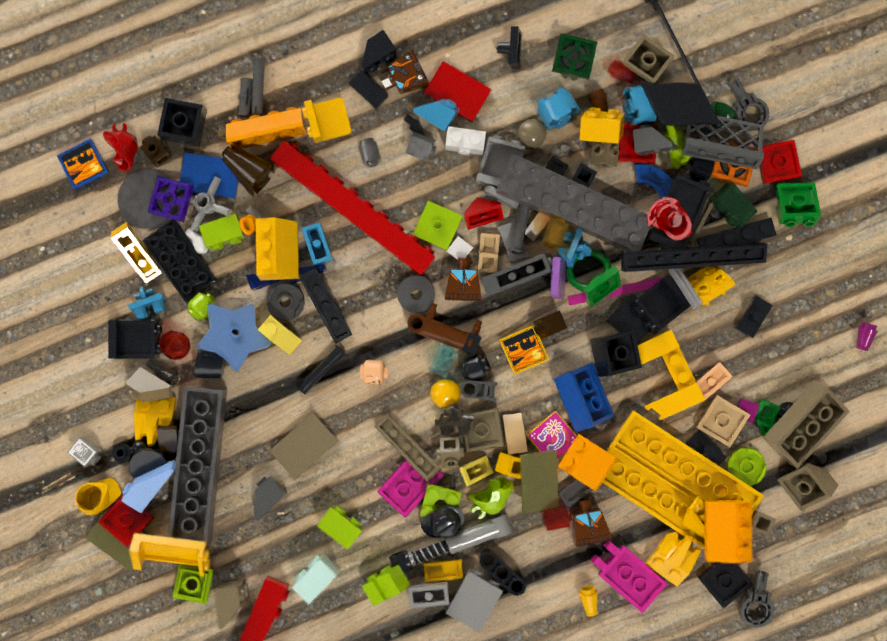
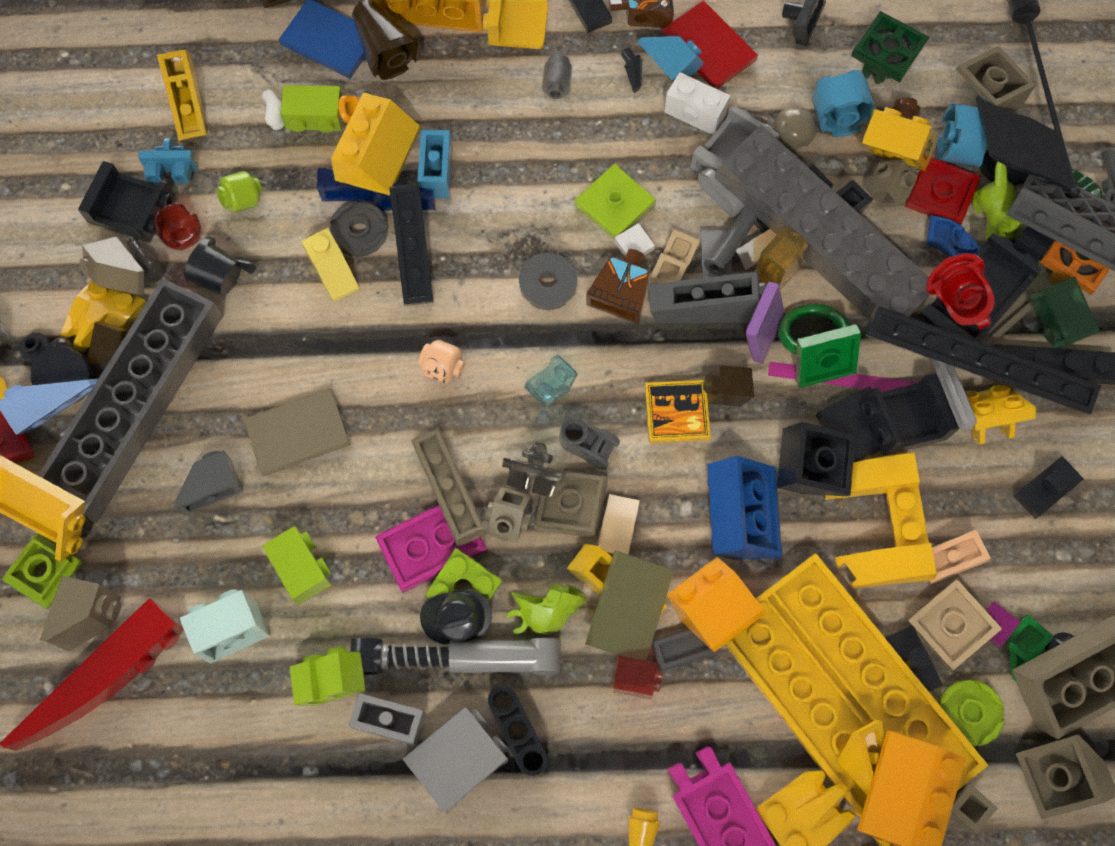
camera: 20 degrees right, 15 degrees down
(135, 198) = (233, 40): flat silver sticker -> none
(179, 260) = (238, 126): black tile -> none
(183, 202) = (276, 52): dark purple piece -> none
(211, 206) = (306, 65): light grey bar -> none
(229, 346) = (263, 237): medium blue plate -> none
(321, 370) = (368, 334): black pin -> none
(353, 208) = (507, 141): red brick -> none
(421, 146) = (631, 90): flat silver brick -> none
(443, 570) = (428, 695): yellow tile -> none
(445, 393) = (533, 427): yellow hair -> none
(447, 334) = (596, 368): reddish brown piece -> none
(476, 368) = (596, 408): black head -> none
(476, 470) = (537, 558): light yellow slope -> none
(482, 212) = (686, 206): red slope -> none
(552, 434) = (675, 547): tile -> none
(575, 240) = (806, 292): dark azure hips -> none
(589, 525) = (685, 709): reddish brown torso -> none
(621, 72) = (949, 89): clear red cone -> none
(650, 141) = (968, 184): dark grey slope -> none

